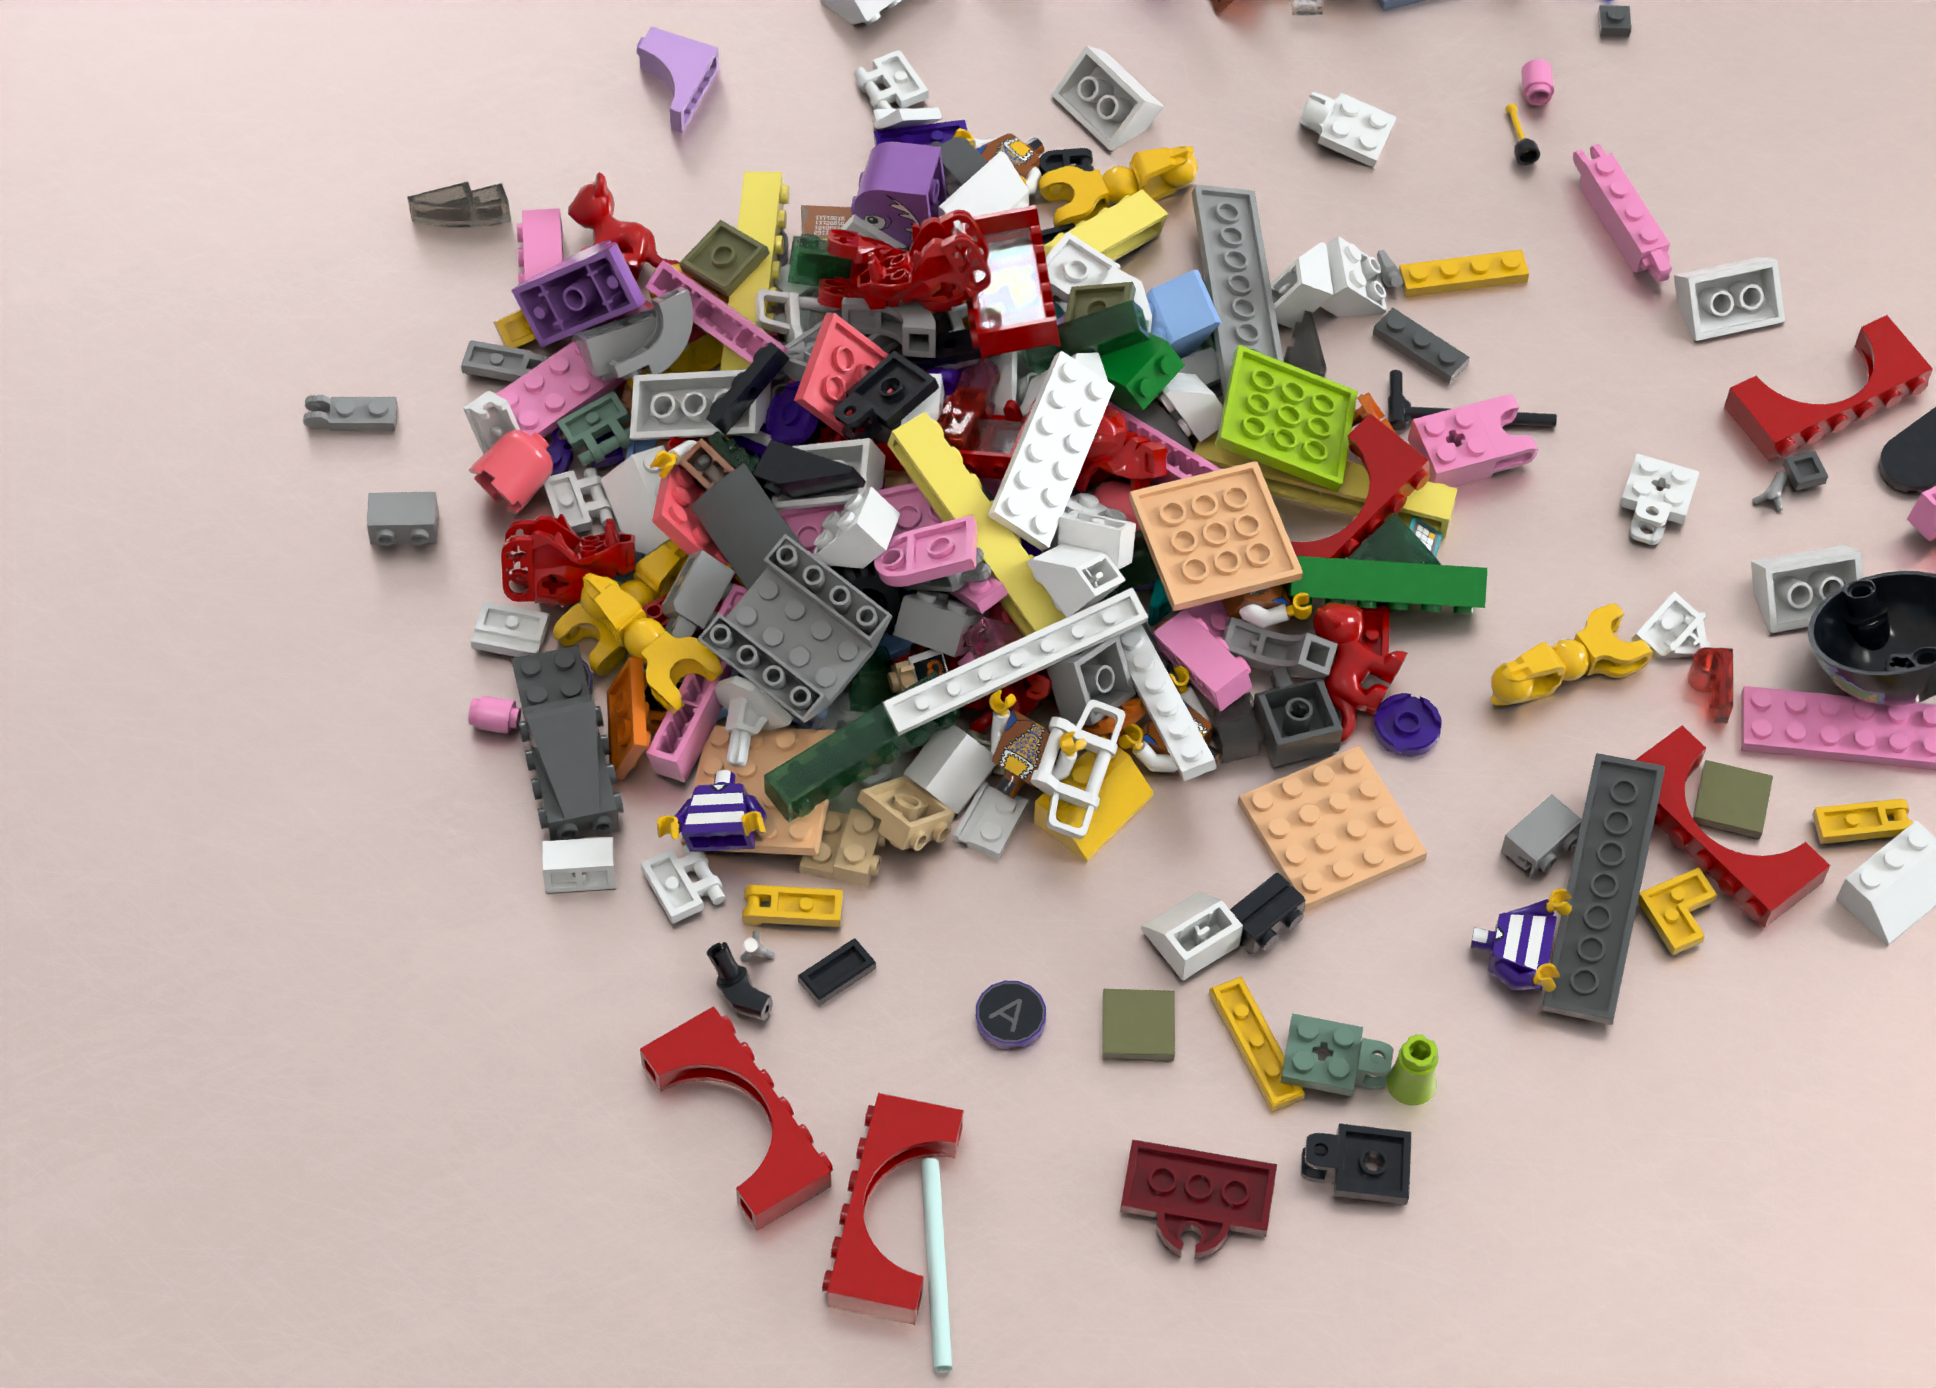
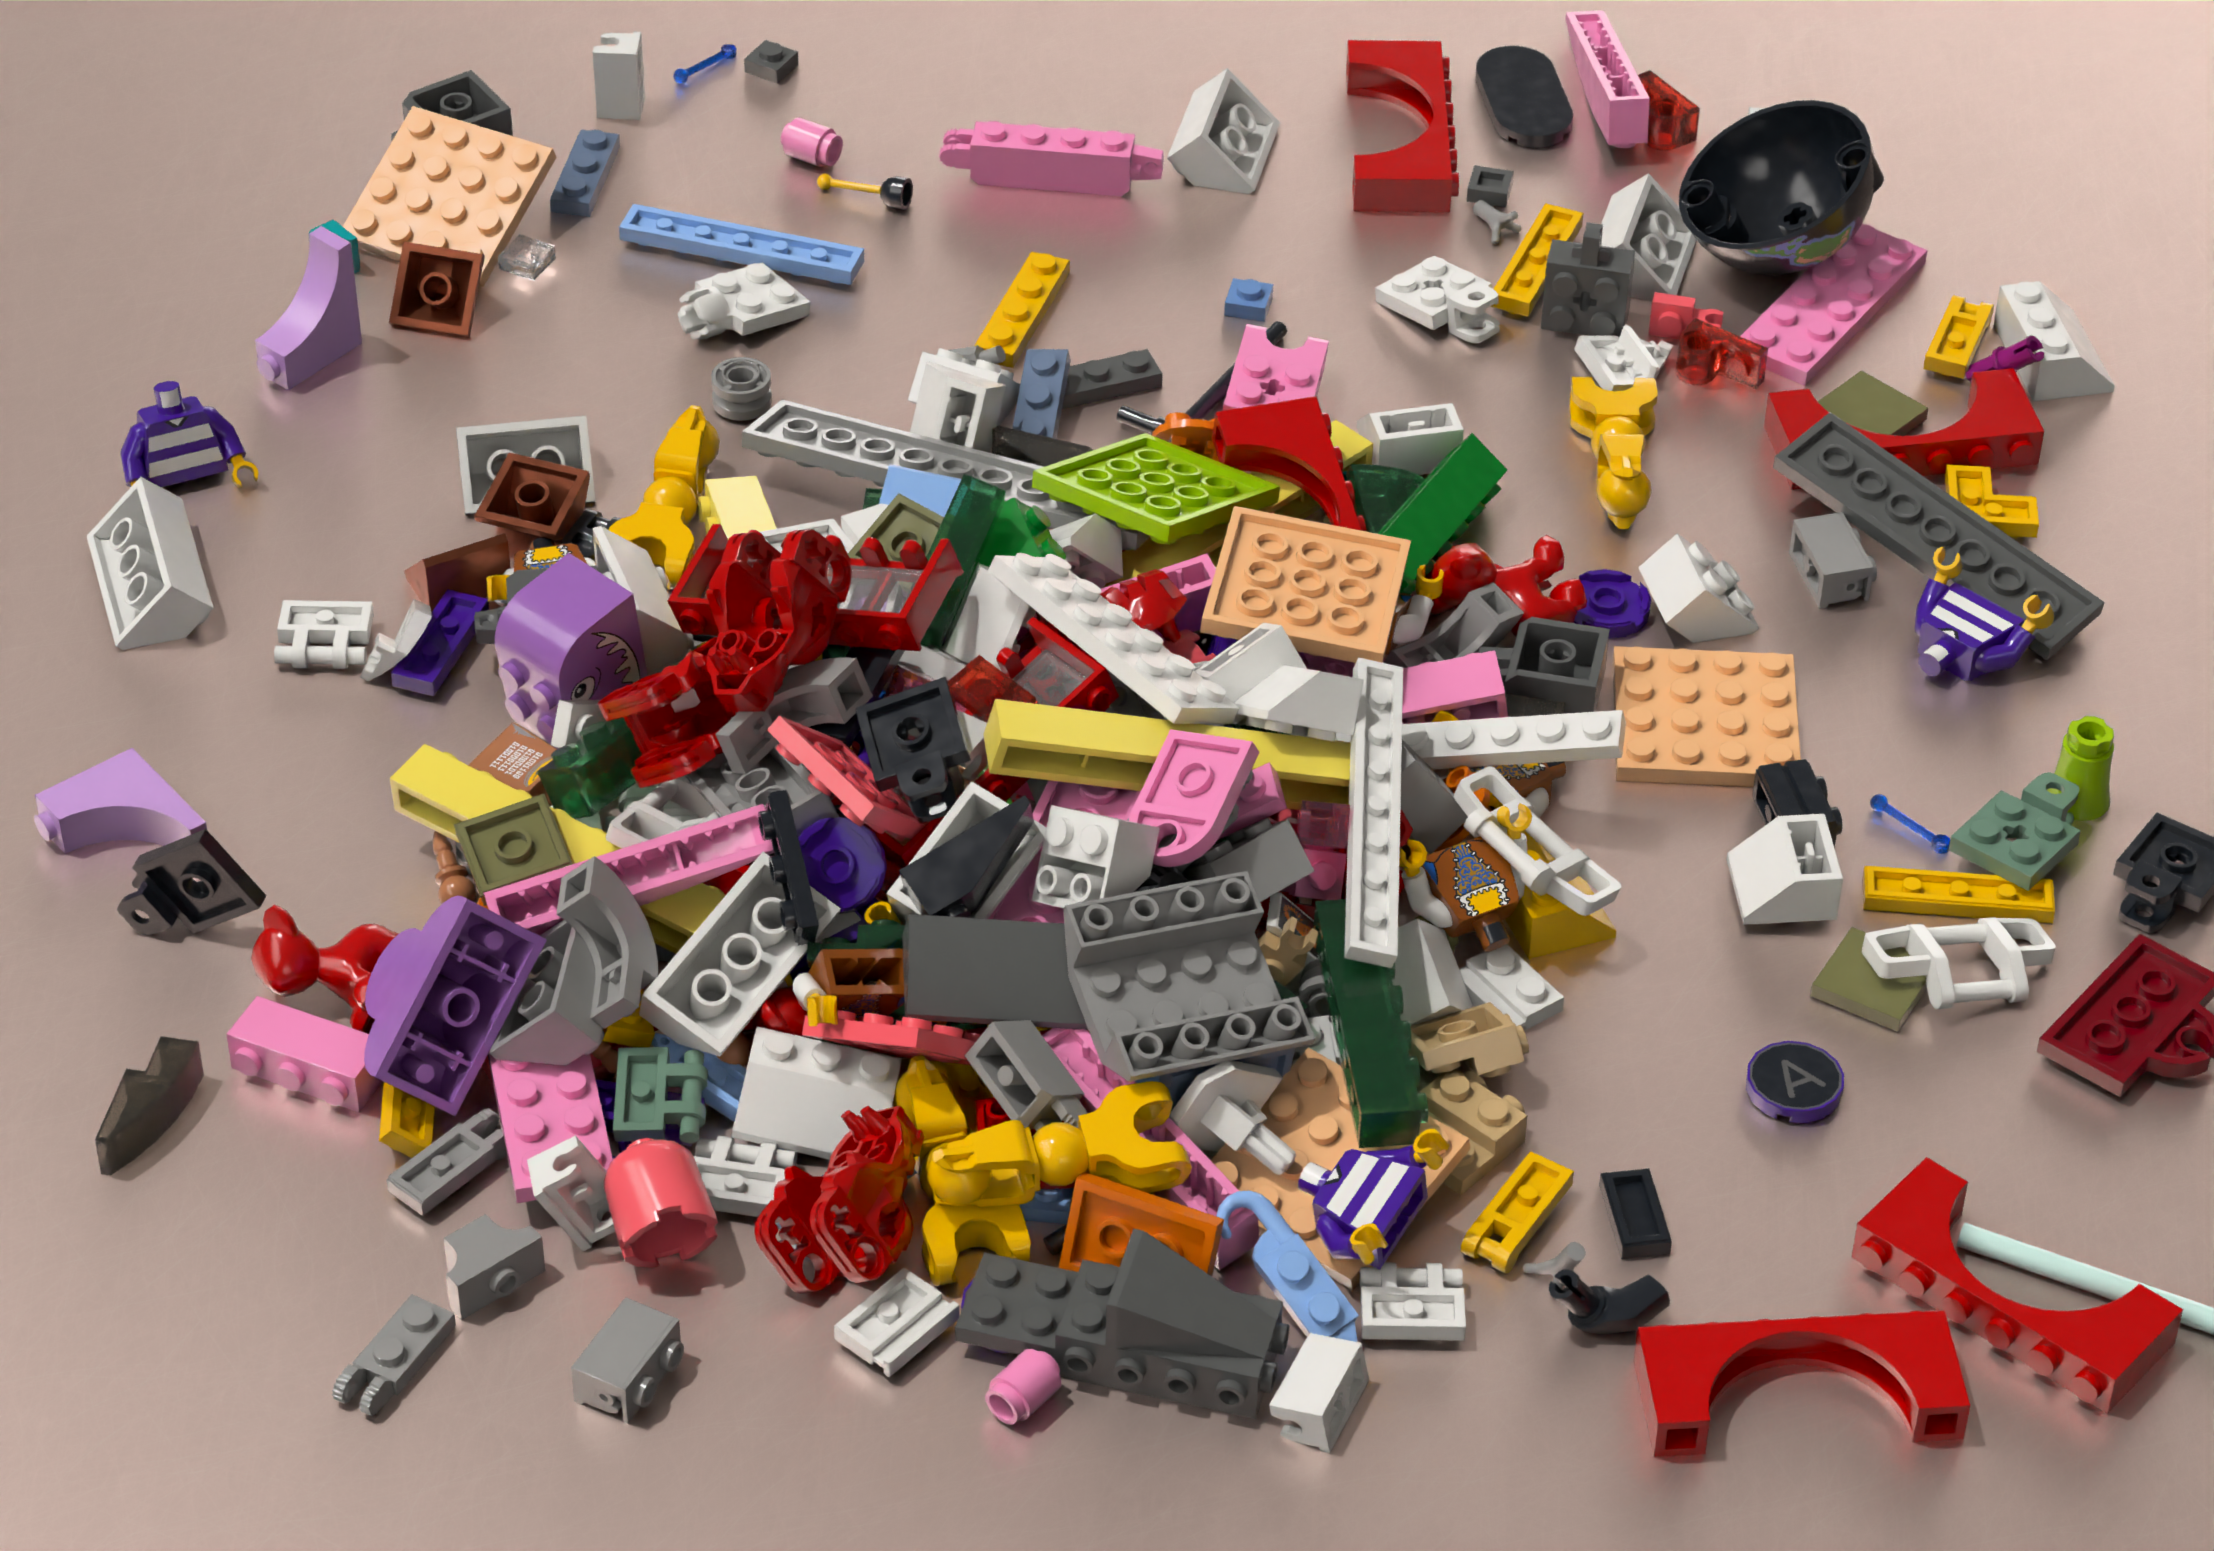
camera: 60 degrees left, 15 degrees down
(434, 418) = (489, 1263): none -> light grey brick
(617, 127) = (170, 893): none -> black plate
(649, 803) = (1293, 1271): none -> light blue plate
(985, 116) = (459, 570): none -> copper slope
(1065, 118) = (535, 497): none -> copper slope
(1200, 1093) = (1929, 959): none -> white bar
(1260, 167) = (741, 388): none -> light grey wheel
(1315, 962) = (1940, 842): none -> clear blue hinge
(1363, 324) = (1042, 391): none -> sand blue plate
(1406, 98) = (741, 244): none -> light blue plate
(1446, 772) = (1697, 592): none -> white slope
(1481, 539) = (1413, 436): none -> white slope
(1572, 389) = (1248, 299): none -> medium blue plate
(1716, 572) = (1587, 286): none -> dark grey hinge
(1742, 641) = (1674, 313): none -> coral plate
(1744, 532) = (1525, 274): none -> yellow plate
(1839, 859) = (2015, 356): none -> magenta axle

